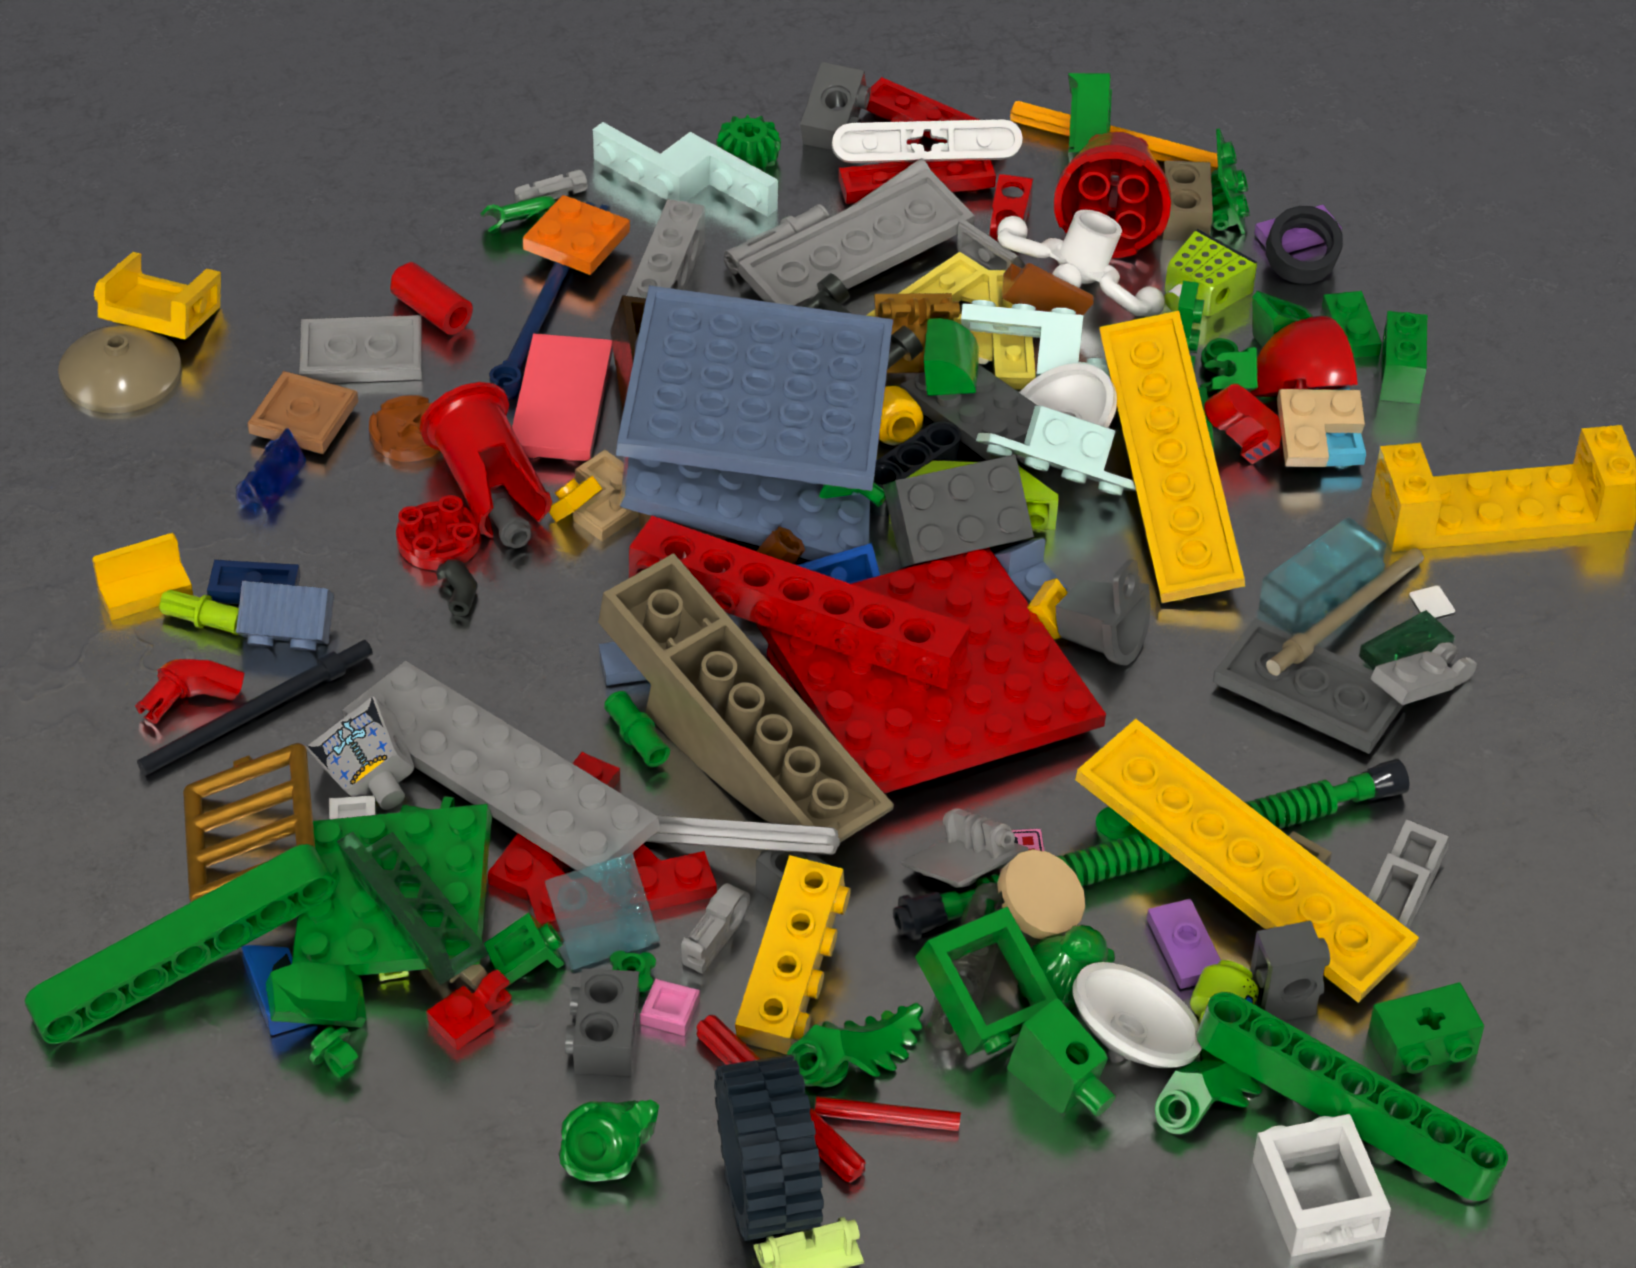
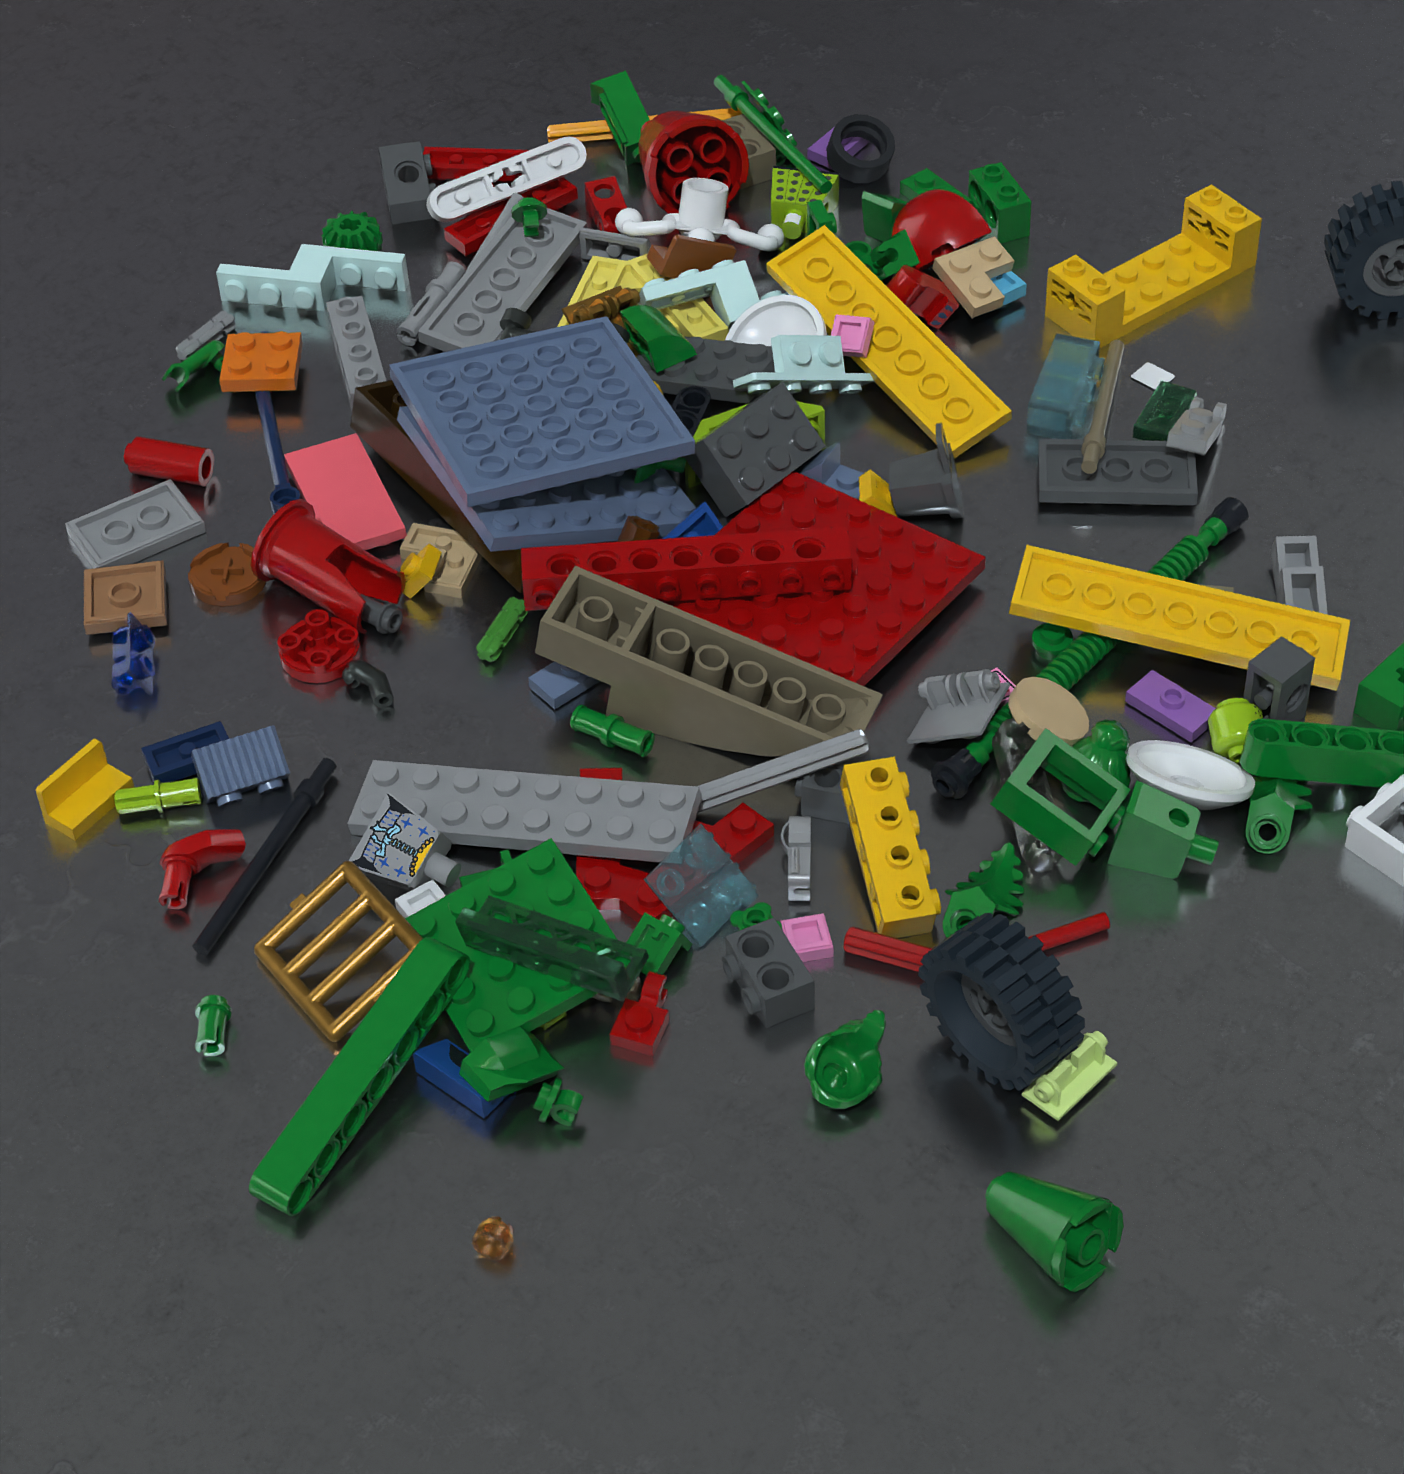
camera: 25 degrees left, 0 degrees up
(107, 831) = (212, 1015): none -> green pin
(195, 1145) = (490, 1248): none -> clear orange hinge
(587, 599) = (501, 629): none -> bright green axle
(916, 184) = (529, 213): none -> green plate
(1133, 435) = (854, 334): none -> bright pink tile
(1208, 148) = (739, 101): none -> green bar

